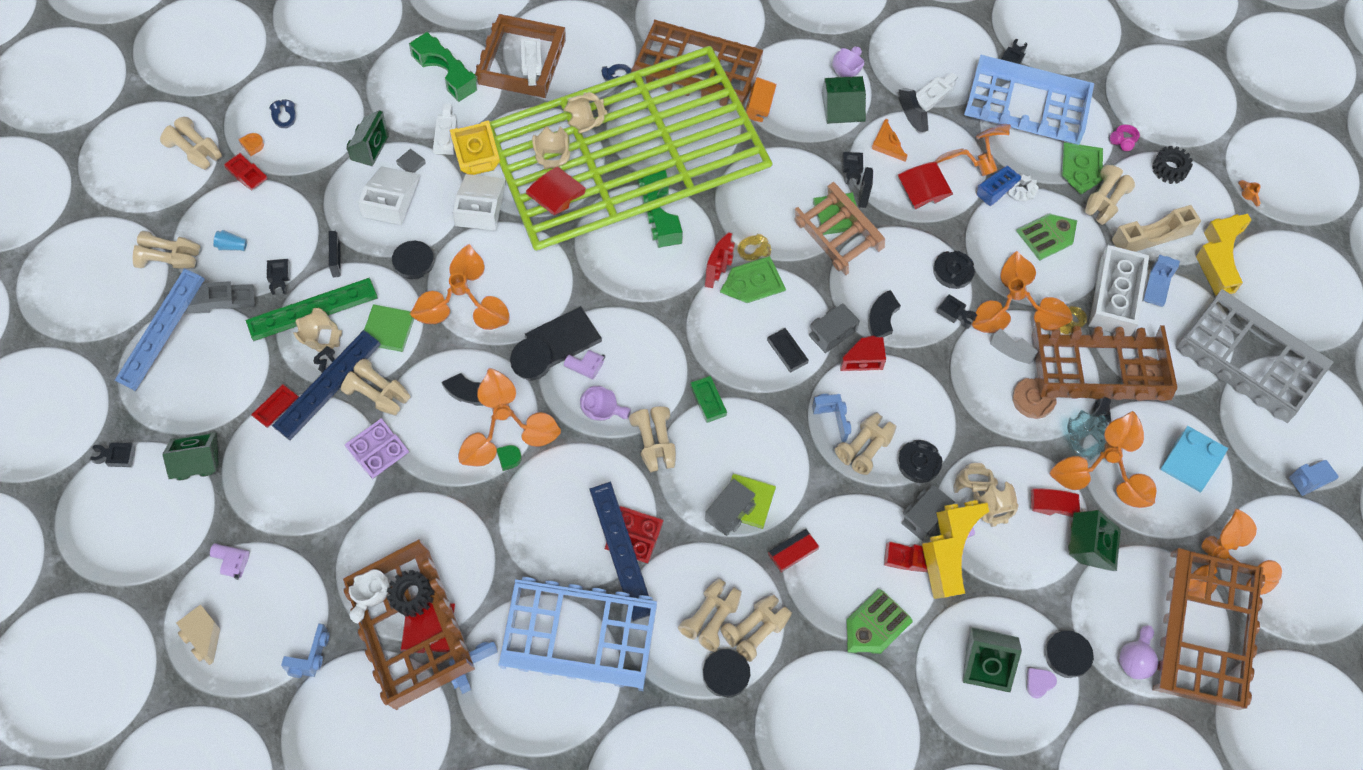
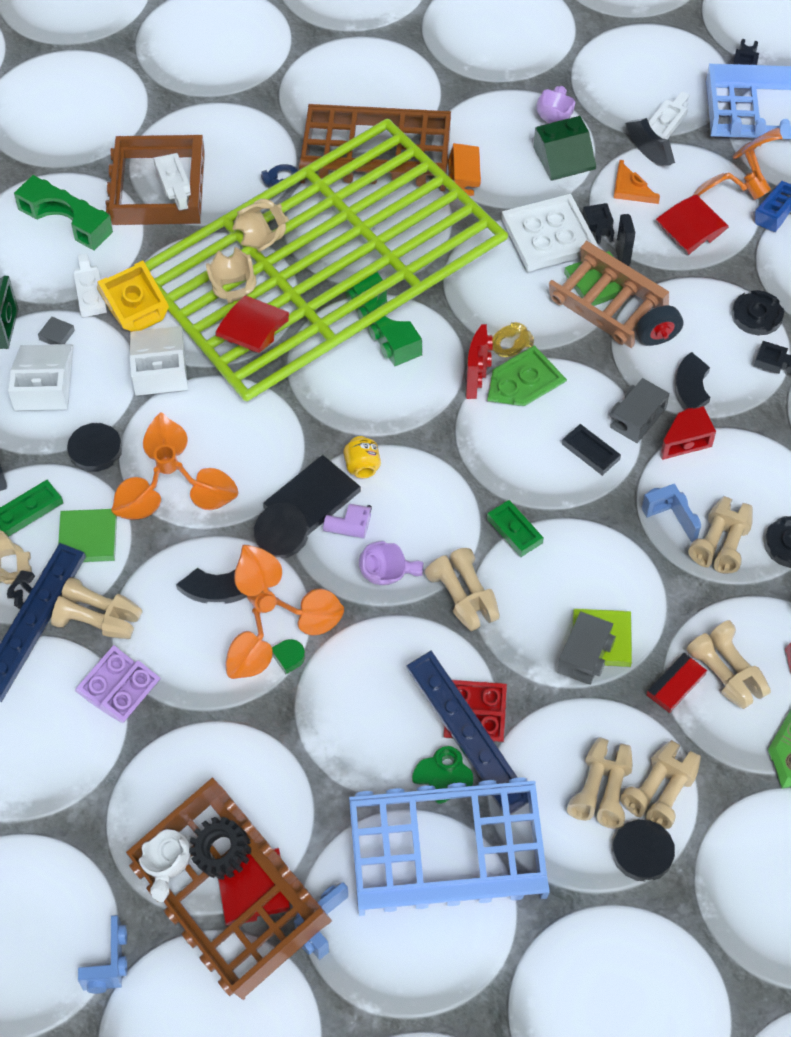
camera: 10 degrees left, 5 degrees down
(592, 578) = (436, 774): none -> green plate
(609, 315) = (362, 457): none -> yellow head
(809, 166) = (547, 231): none -> white plate
(838, 525) = (735, 690): none -> tan piece
(871, 263) = (659, 325): none -> black wheel

